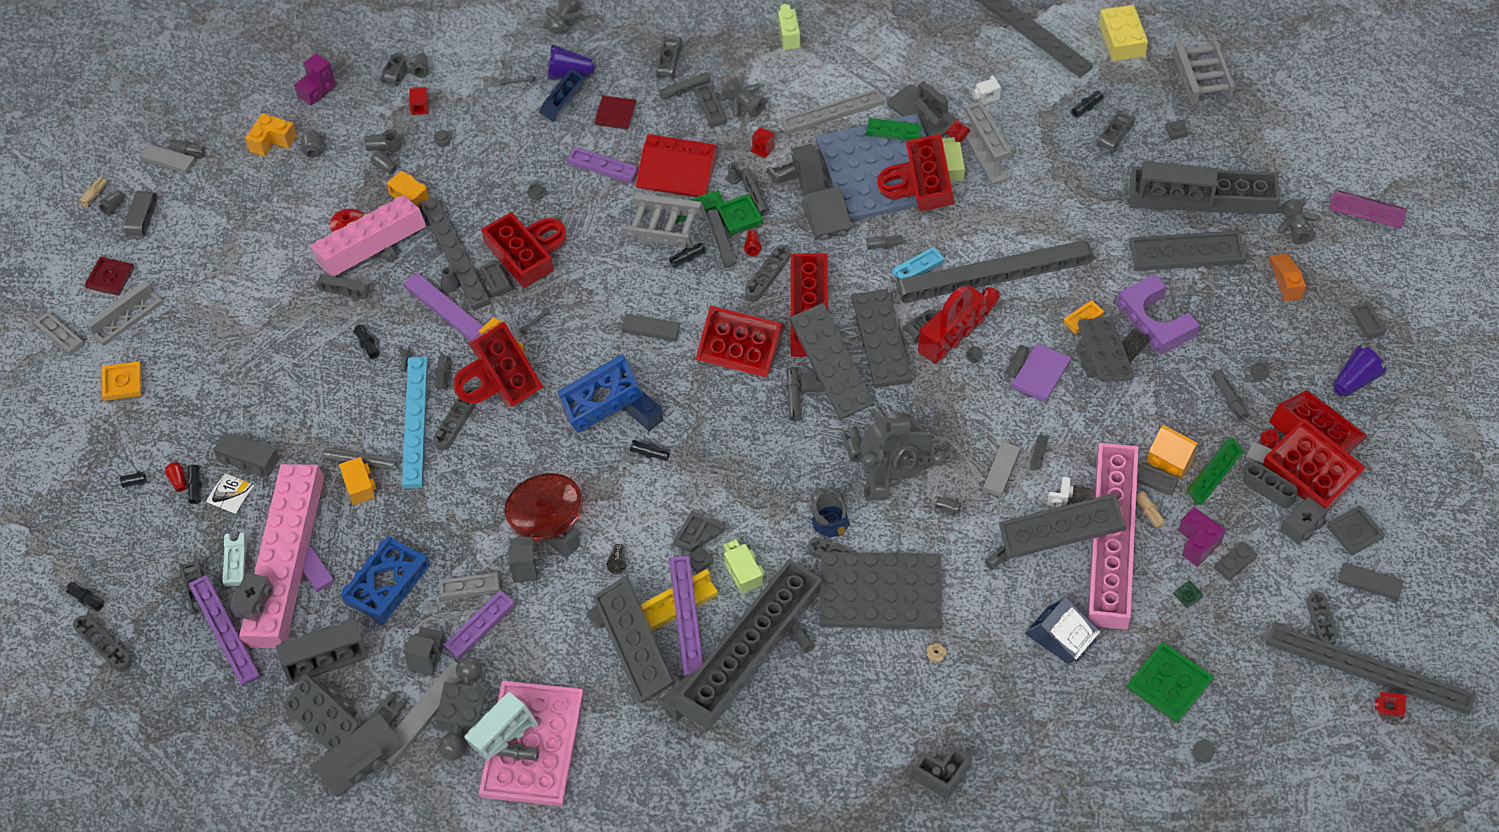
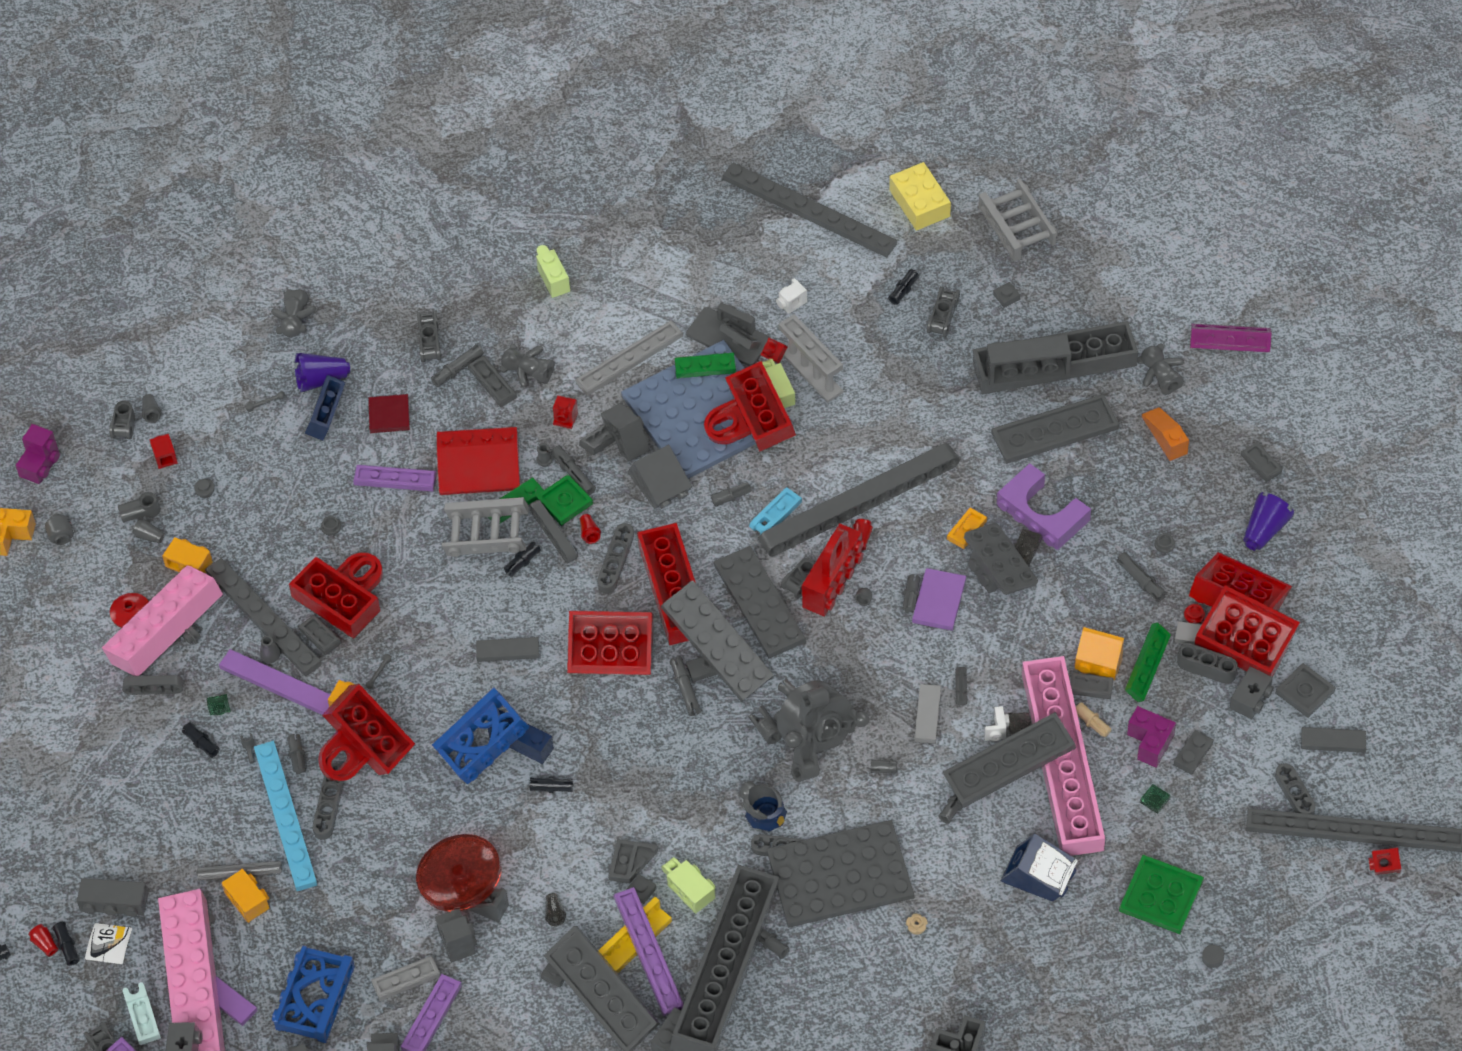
camera: 15 degrees left, 0 degrees up
(391, 316) = (218, 705): none -> clear green plate

